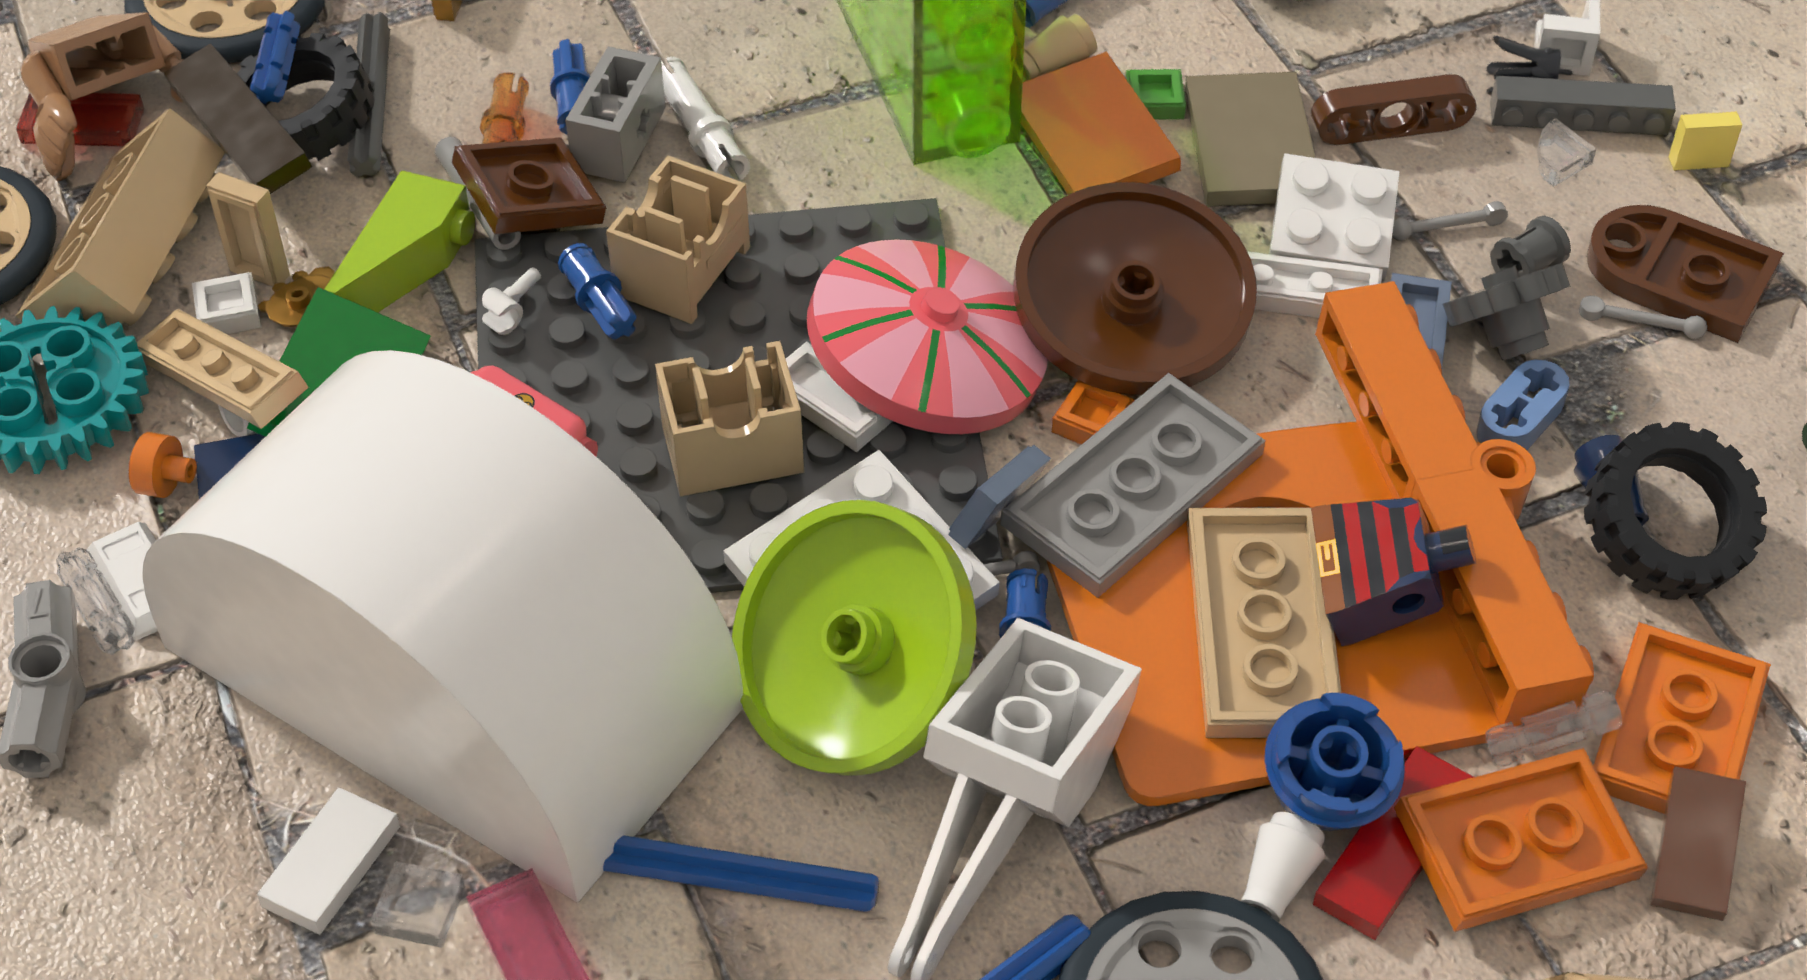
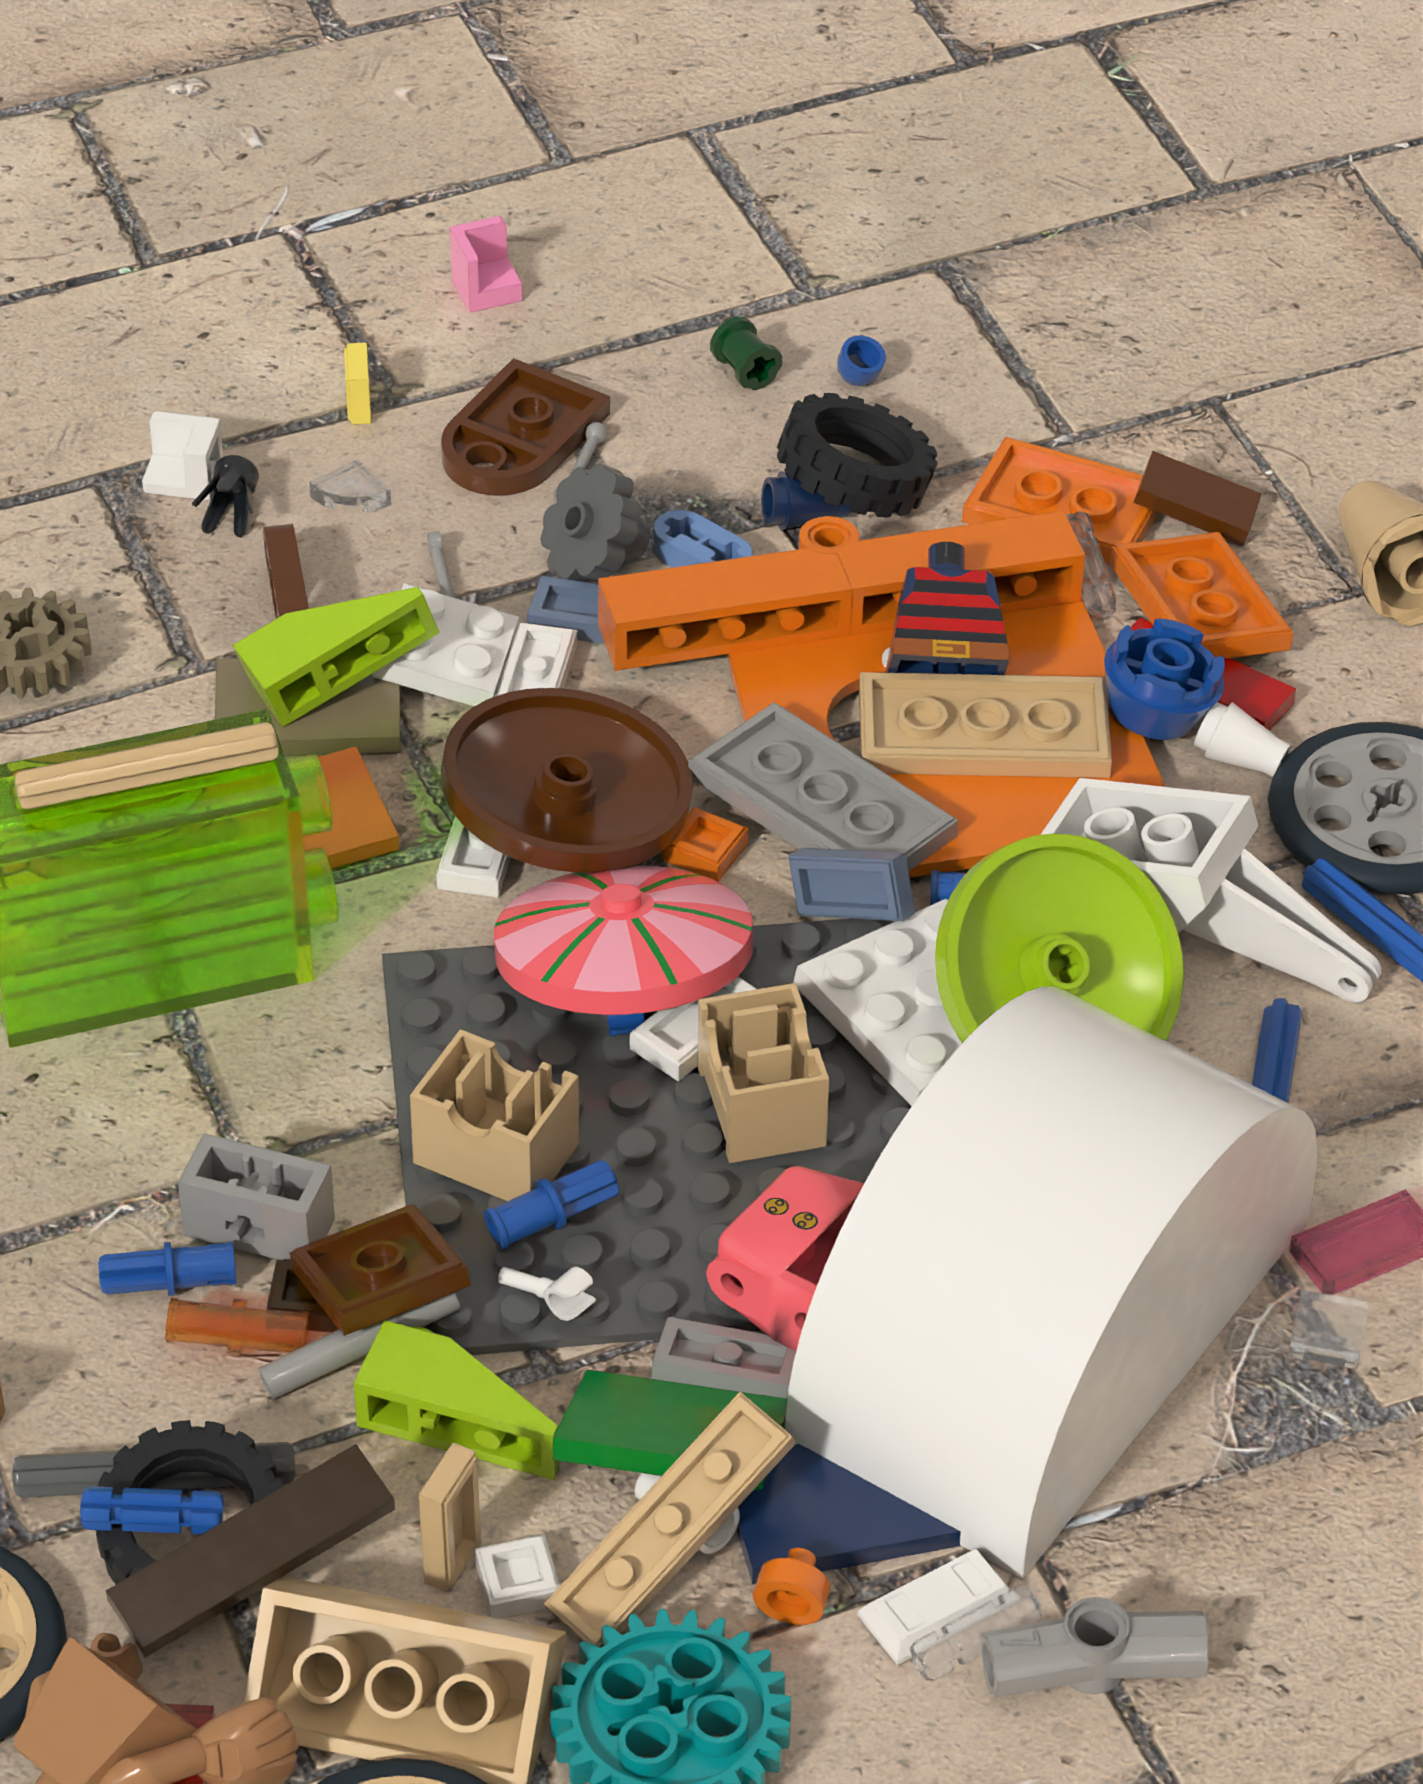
camera: 90 degrees left, 5 degrees down
(292, 299) = (517, 1499): pearl gold piece -> none
(328, 861) = (1288, 1399): white tile -> none
(708, 132) = (274, 1131): white pin -> none
(1267, 105) = (330, 647): none -> lime slope
(1539, 246) = (506, 516): dark grey bush -> none
(1583, 105) = (289, 461): dark grey piece -> none

